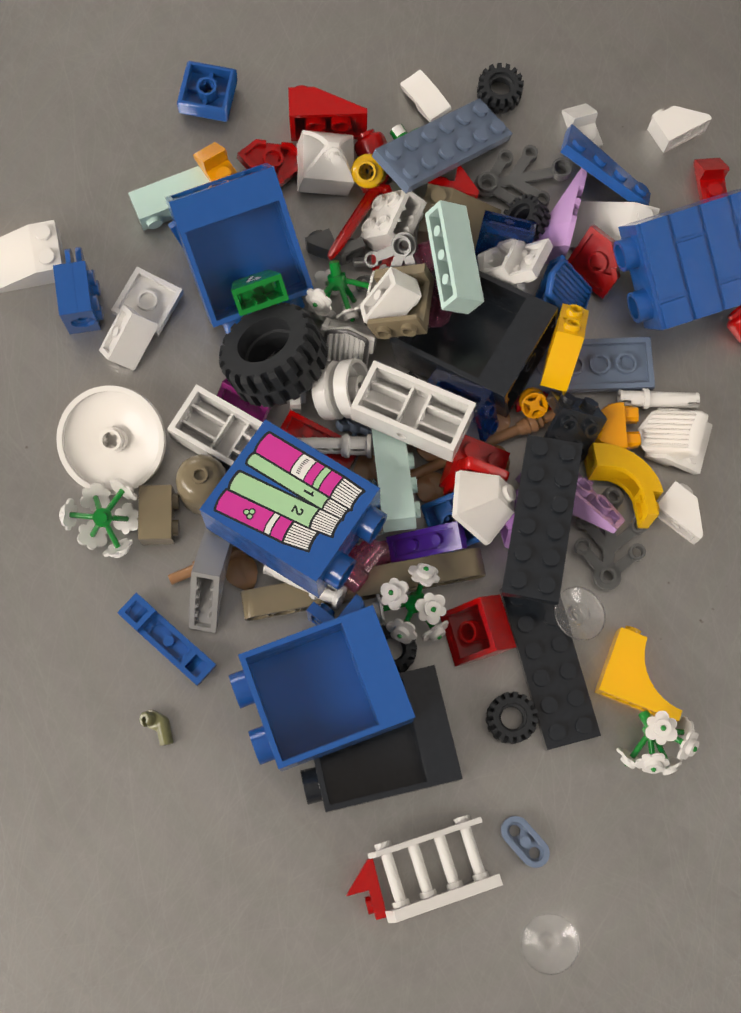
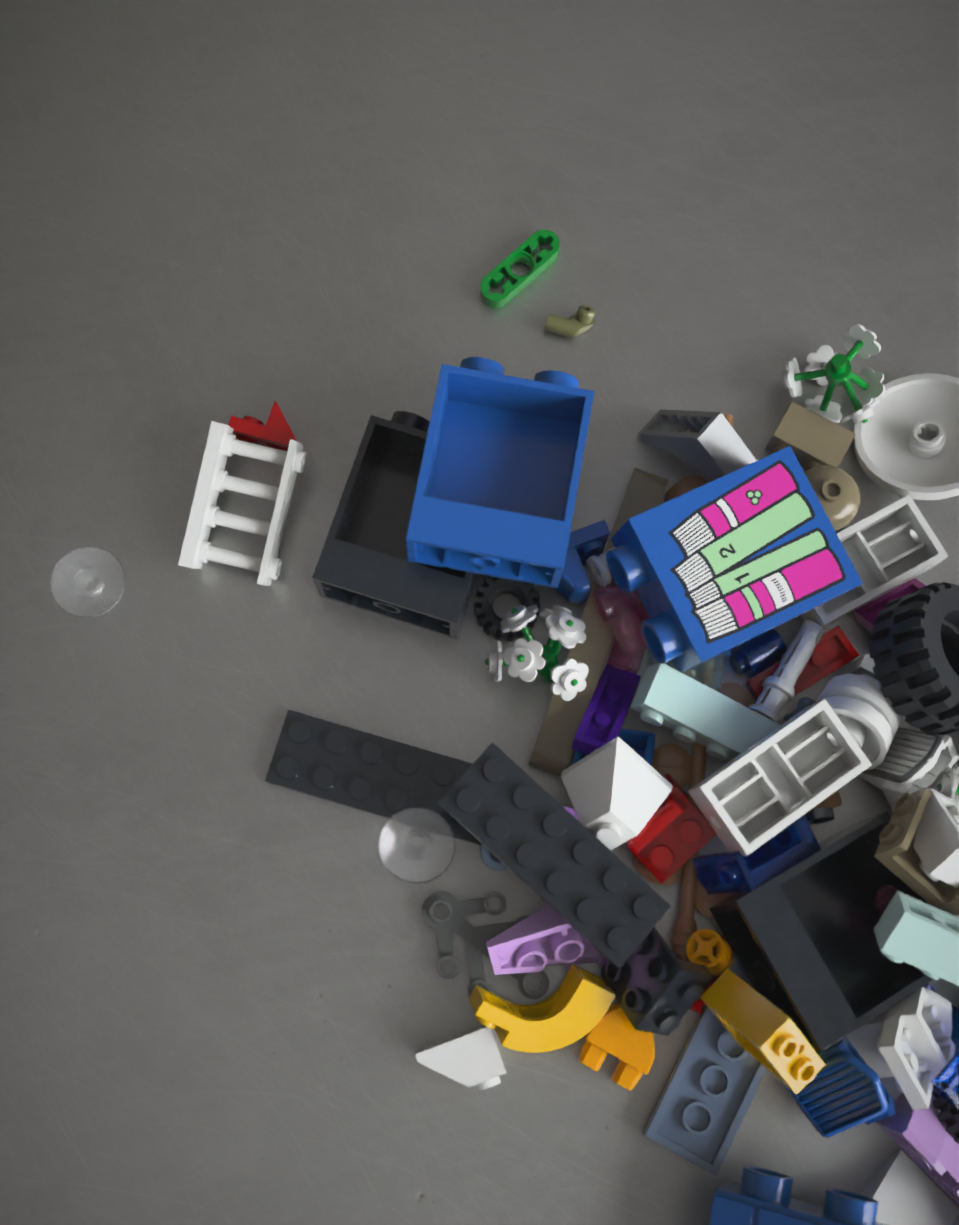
camera: 120 degrees right, 0 degrees up
(113, 790) = (523, 254): none -> green beam
(167, 639) = (661, 380): blue slope -> none
(478, 630) = (468, 713): red slope -> none
(525, 841) = (209, 622): sand blue plate -> none
(528, 713) = (343, 670): black tyre -> none
(596, 261) = (862, 1164): red plate -> none
(626, 676) = (308, 851): yellow arch -> none
(647, 398) = (621, 1139): white pin -> none
(659, 730) = (218, 839): white plant -> none
(676, 438) = (561, 1117): white piece -> none

